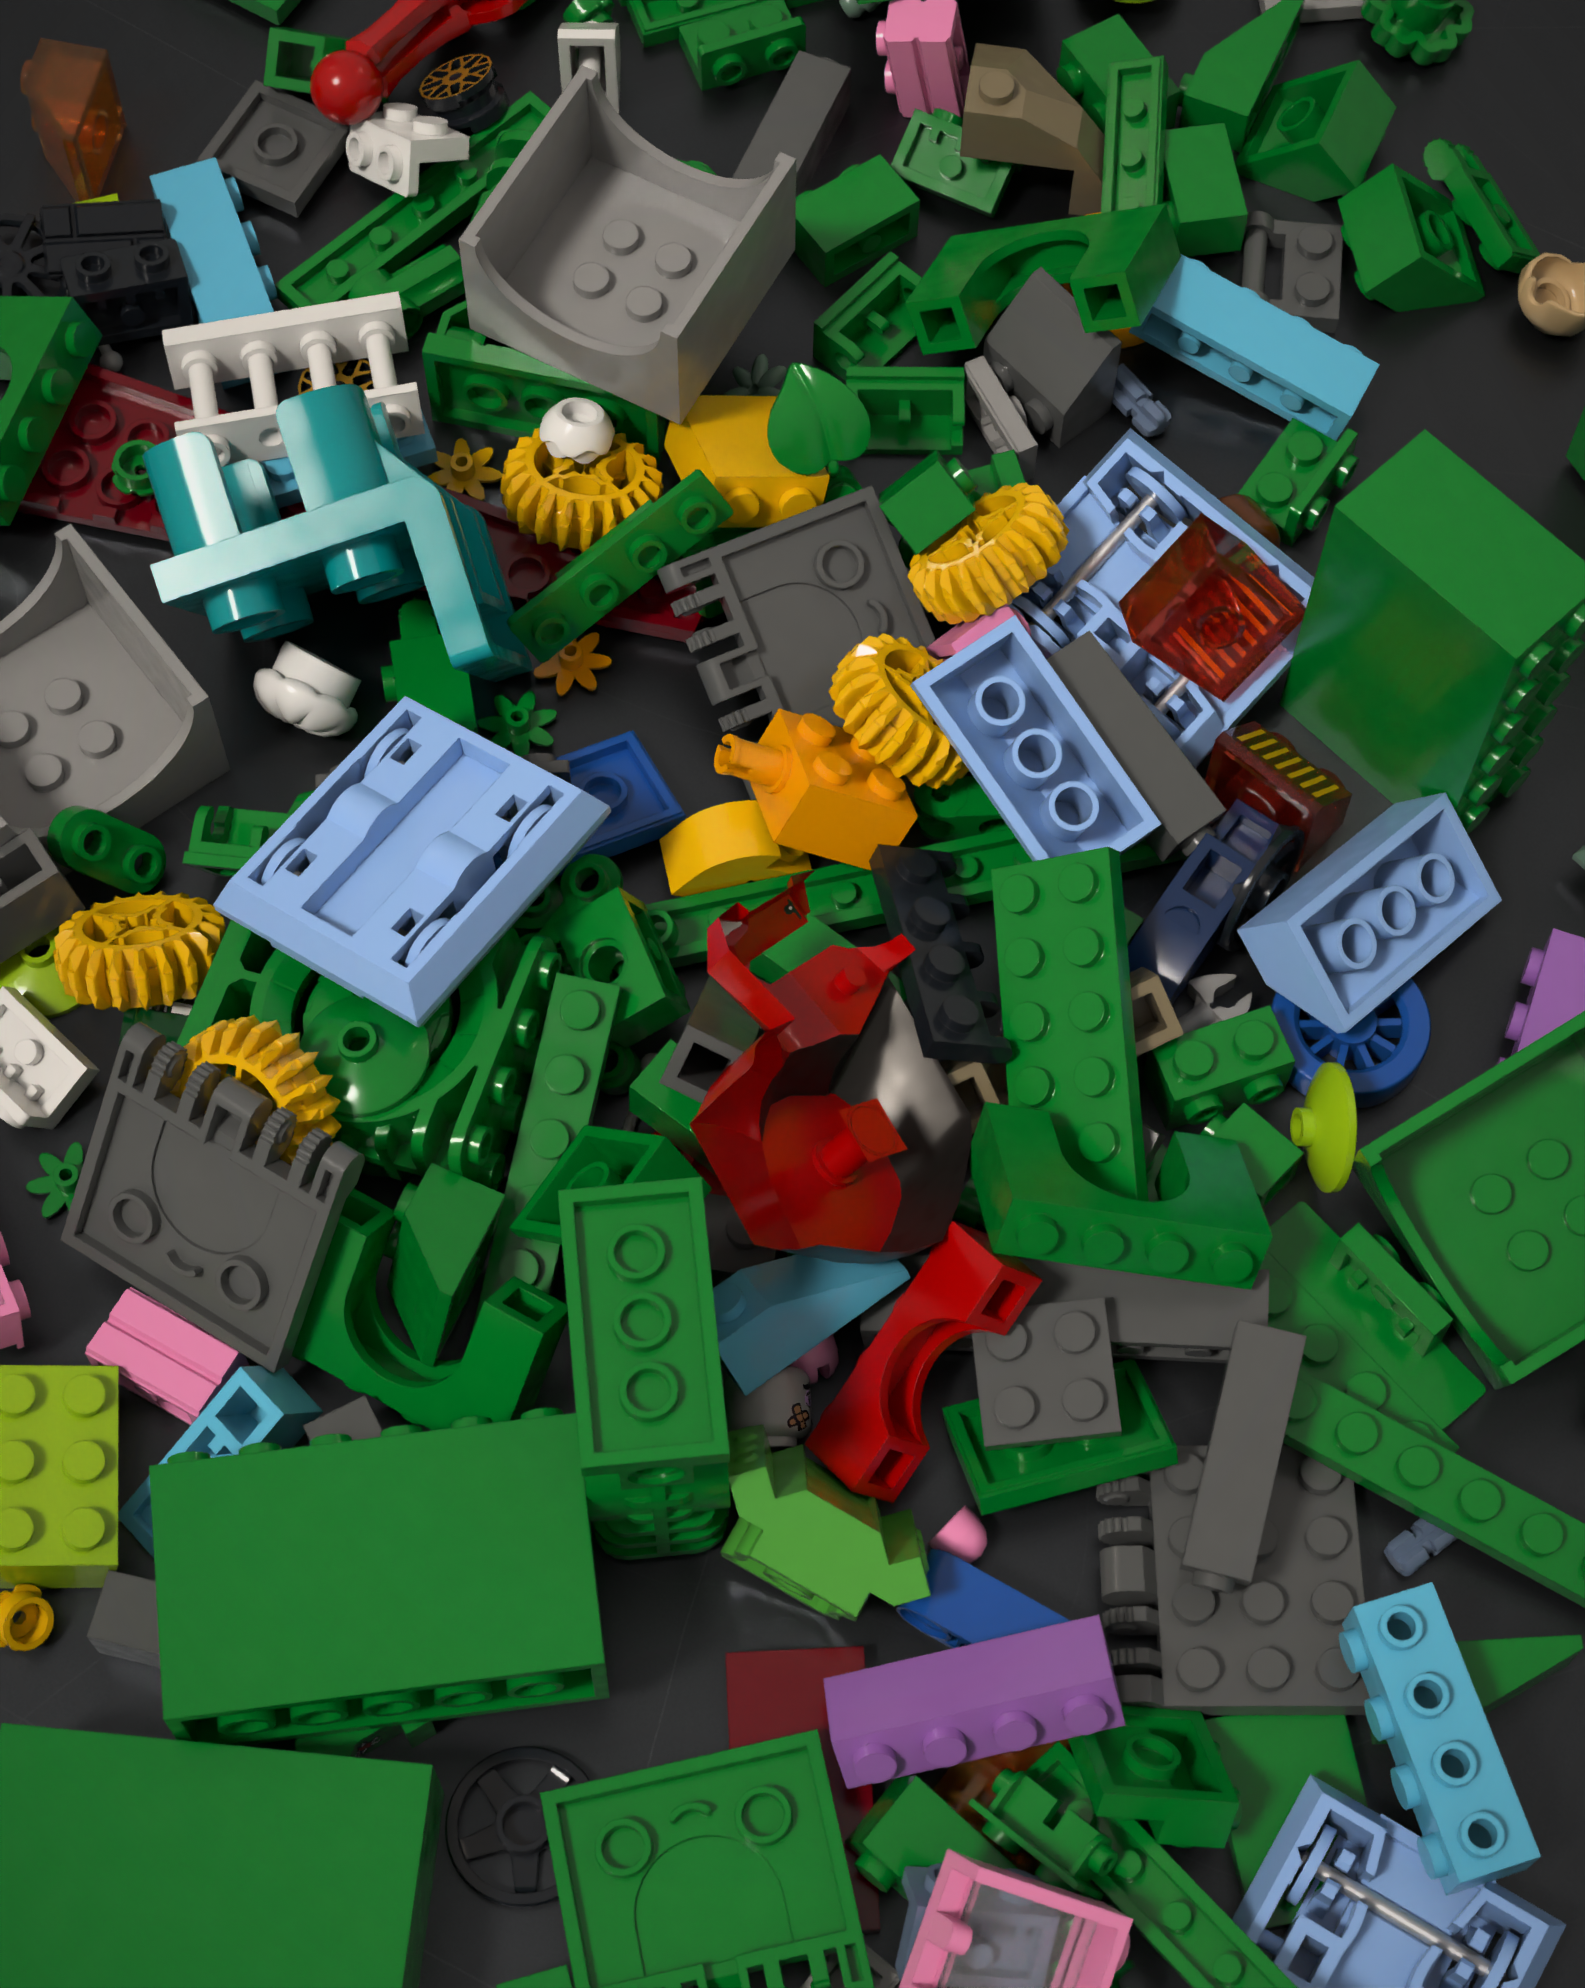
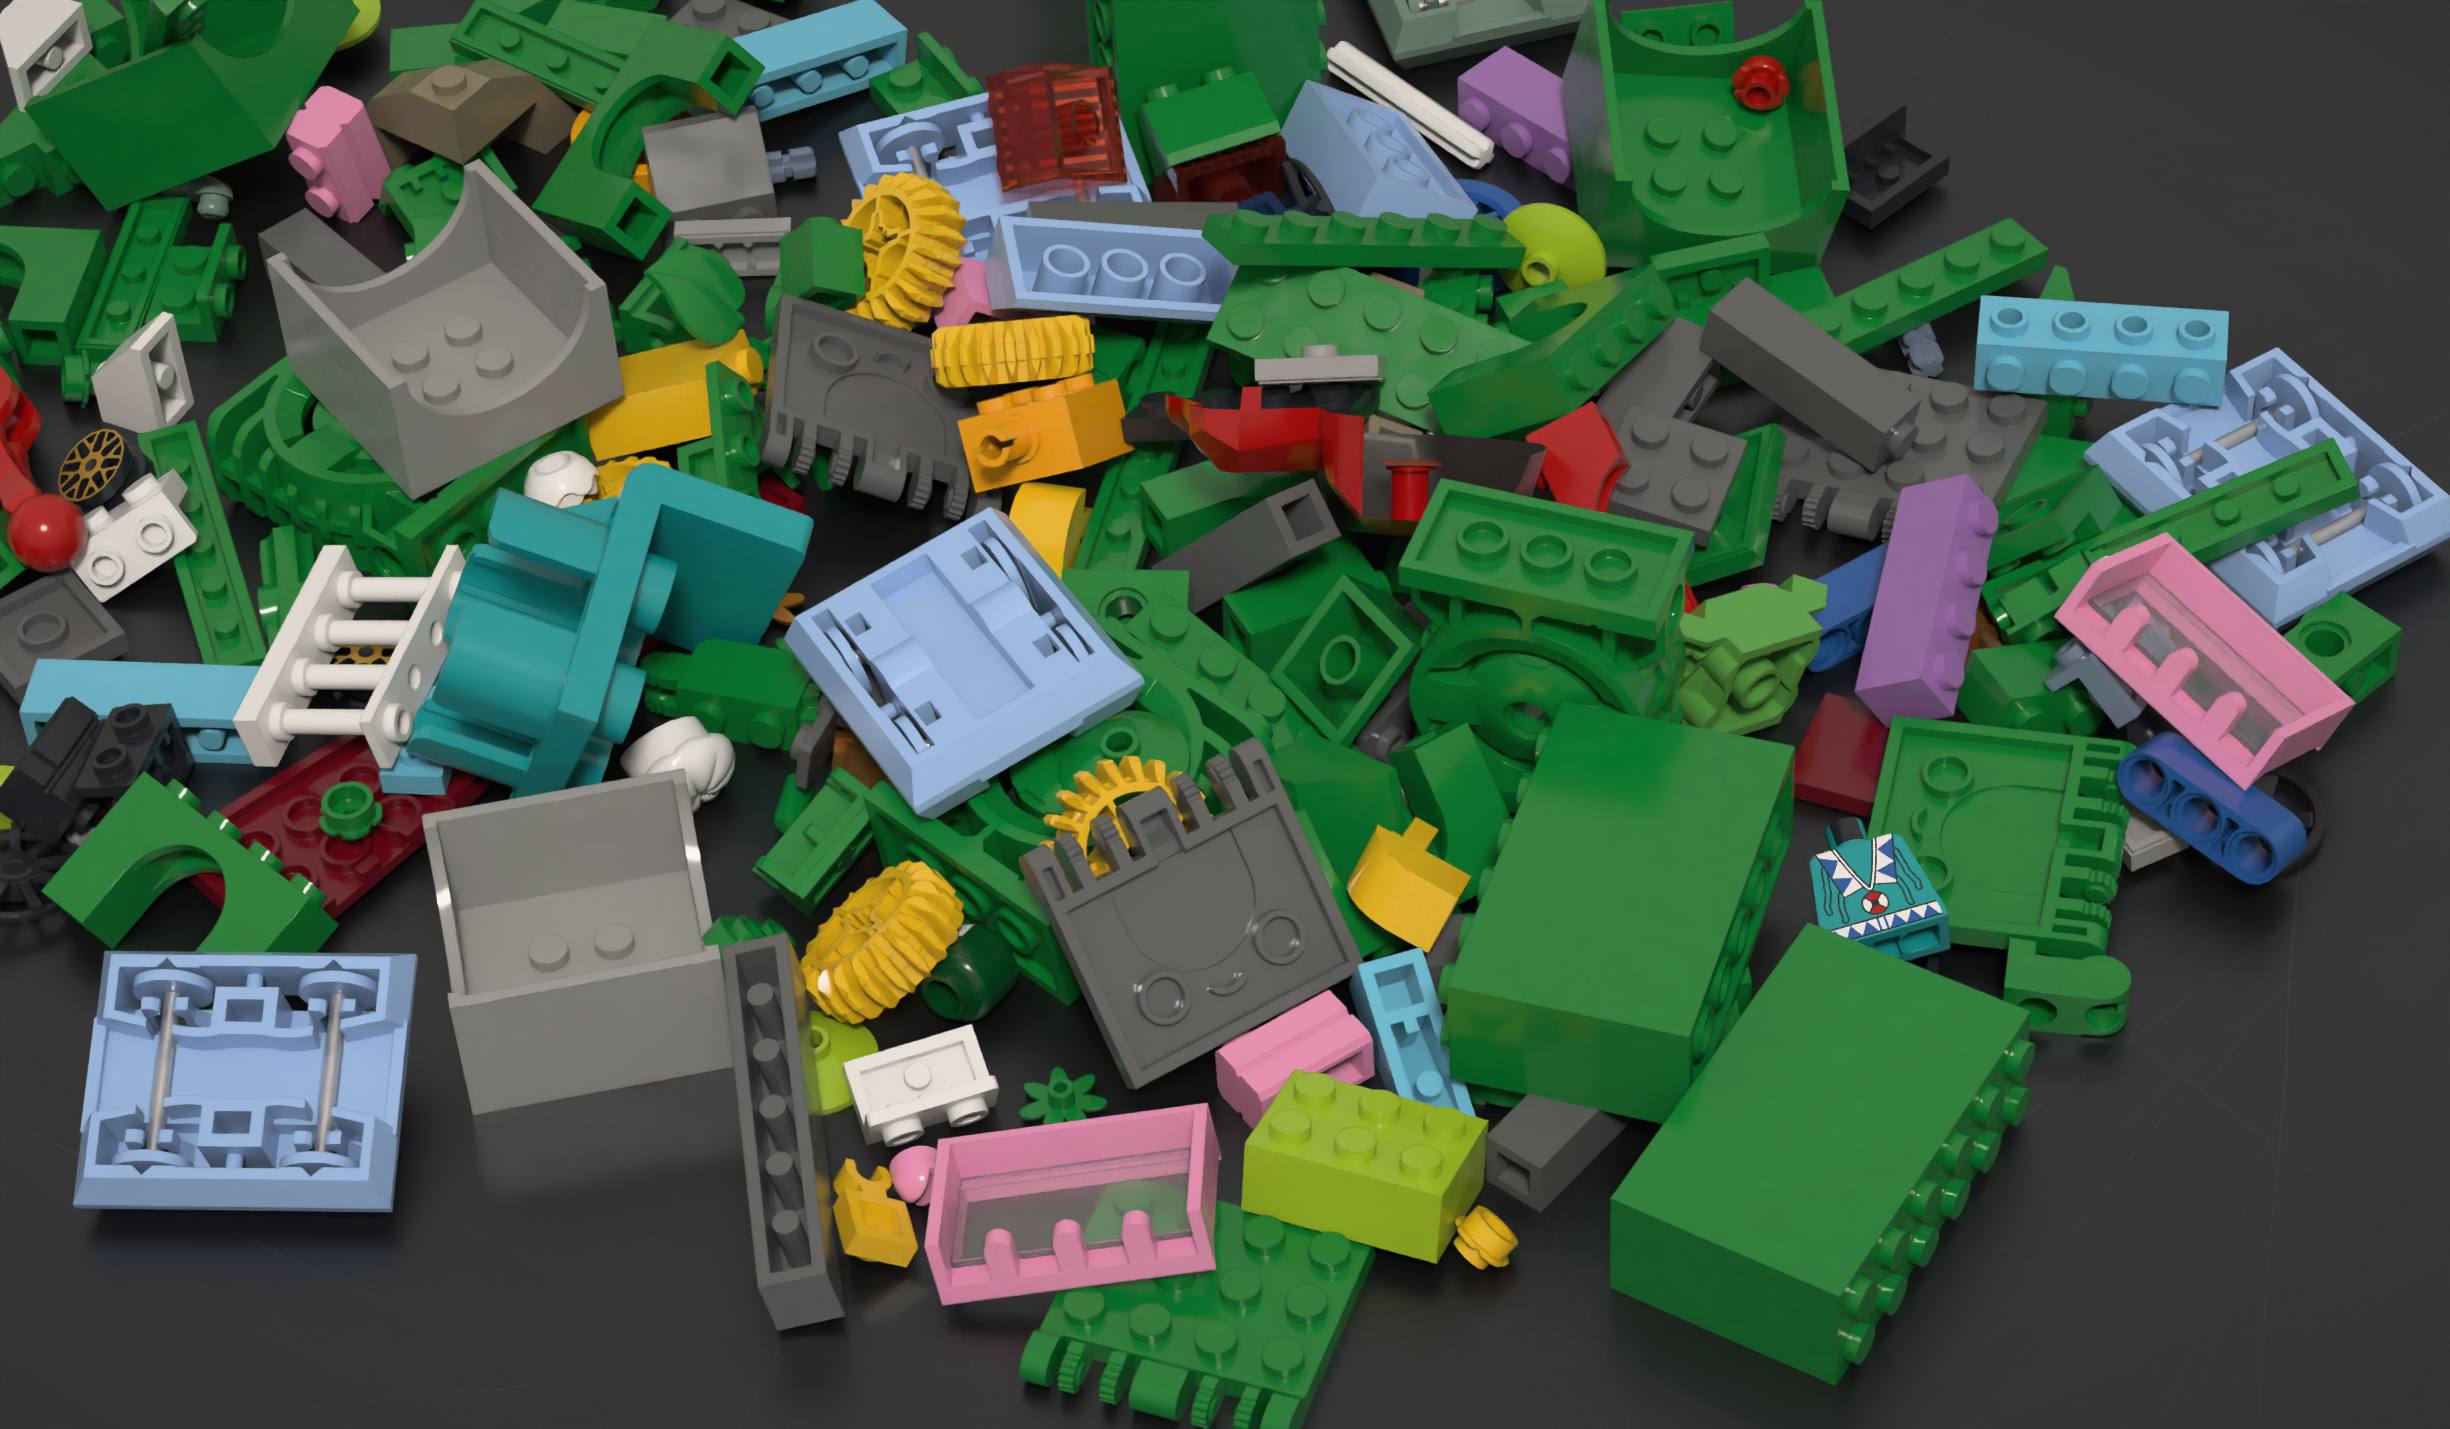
camera: 60 degrees left, 20 degrees down
(339, 1364) = (1406, 885): none -> yellow brick
(531, 1810) = (1877, 893): none -> torso
(986, 990) = (1319, 366): none -> light grey plate
(1170, 951) = (1363, 241): none -> green plate
(1306, 733) = (1205, 119): none -> green slope
(1526, 901) = (1423, 112): none -> white axle

